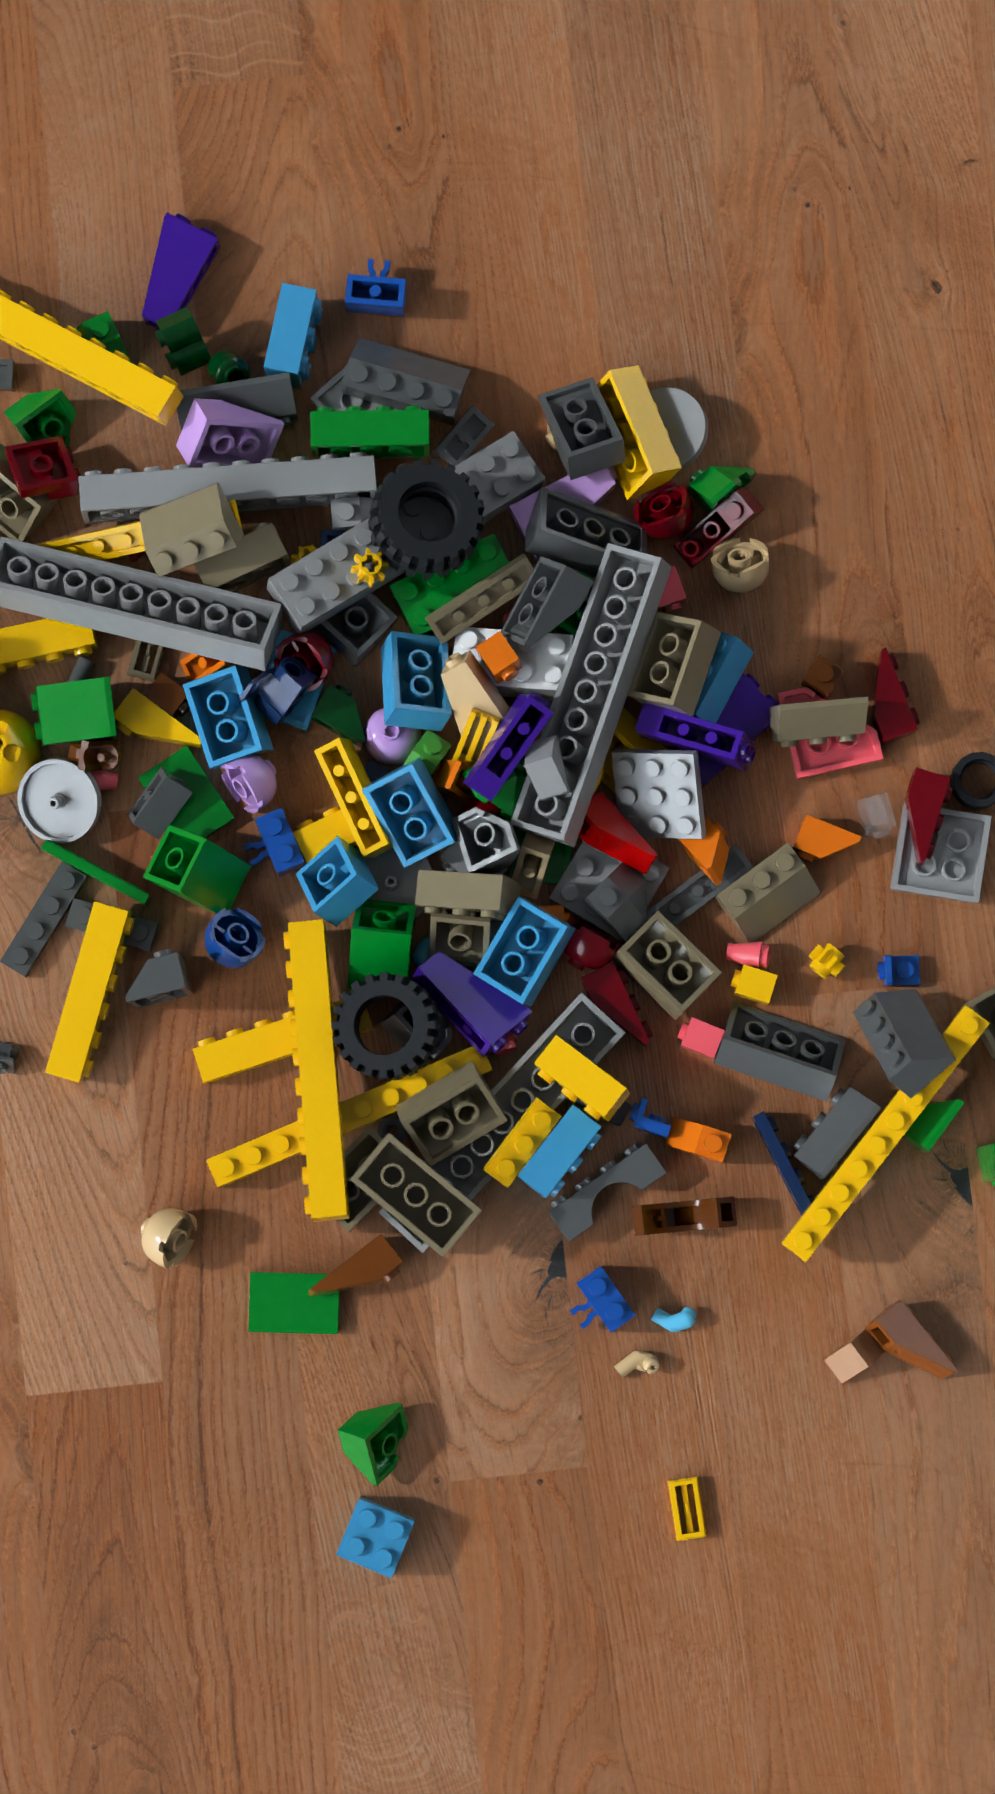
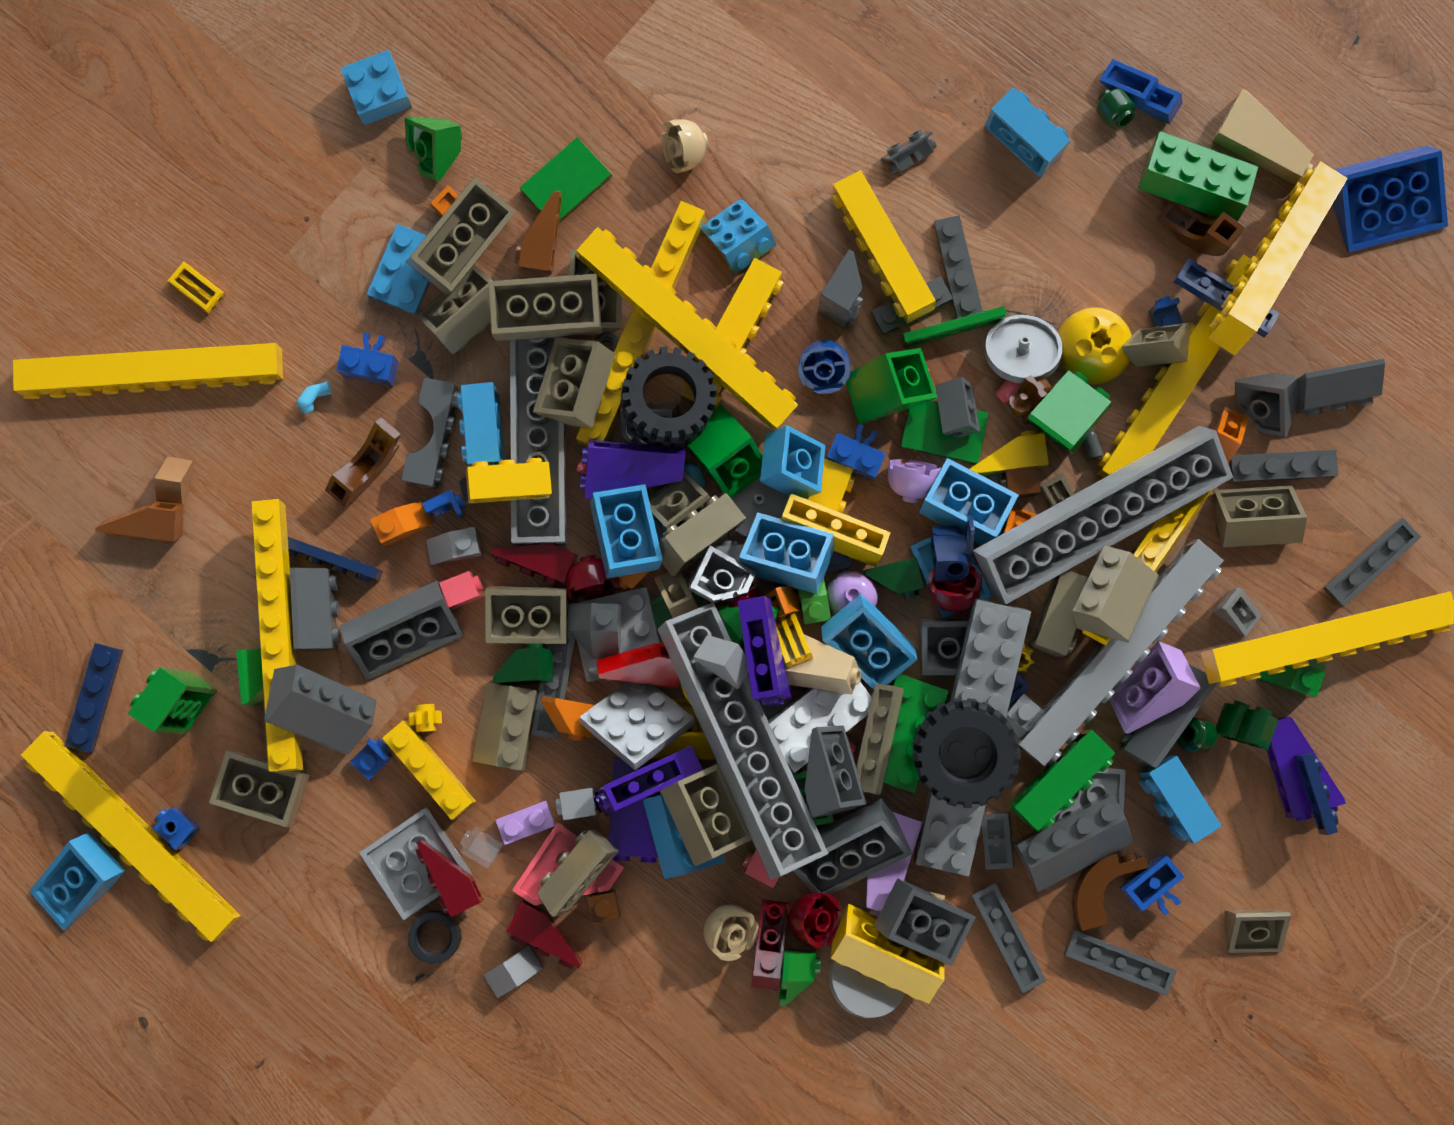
camera: 135 degrees right, 0 degrees up
(42, 416) = (1281, 582): green slope -> none
(43, 468) = (1251, 549): dark red plate -> none
(99, 435) = (1238, 611): none -> light grey slope
(182, 239) = (1317, 793): none -> dark blue plate
(195, 1118) = (739, 235): none -> dark azure bracket
(329, 186) = (1256, 930): none -> dark tan slope
(375, 563) = (971, 674): yellow gear -> none
(410, 1376) = (444, 200): none -> orange plate
(423, 336) = (1091, 884): none -> reddish brown arch
(427, 1332) = (460, 236): none -> dark tan brick
(459, 260) = (1120, 962): none -> dark grey plate
(482, 1274) = (461, 313): none -> dark tan slope
(497, 1354) = (395, 279): none -> dark azure plate
(499, 658) = (827, 707): orange brick -> none
(522, 1142) = (510, 407): yellow plate -> none
(527, 359) = (1008, 937): none -> dark grey plate
(640, 1361) = (311, 349): tan arm -> none
(674, 1079) = (454, 546): none -> light grey slope
(705, 922) = (527, 666): none -> dark green slope
(751, 954) = (479, 675): coral cone -> none
(753, 984) = (459, 657): yellow brick -> none
(767, 774) = (577, 803): none -> light grey brick
(791, 1472) = (148, 370): none -> yellow brick
(821, 840) = (502, 795): orange slope -> none
(823, 803) = (525, 822): none -> lavender plate
(861, 915) = (429, 770): none -> yellow brick
(941, 695) = (513, 971): none -> light grey slope

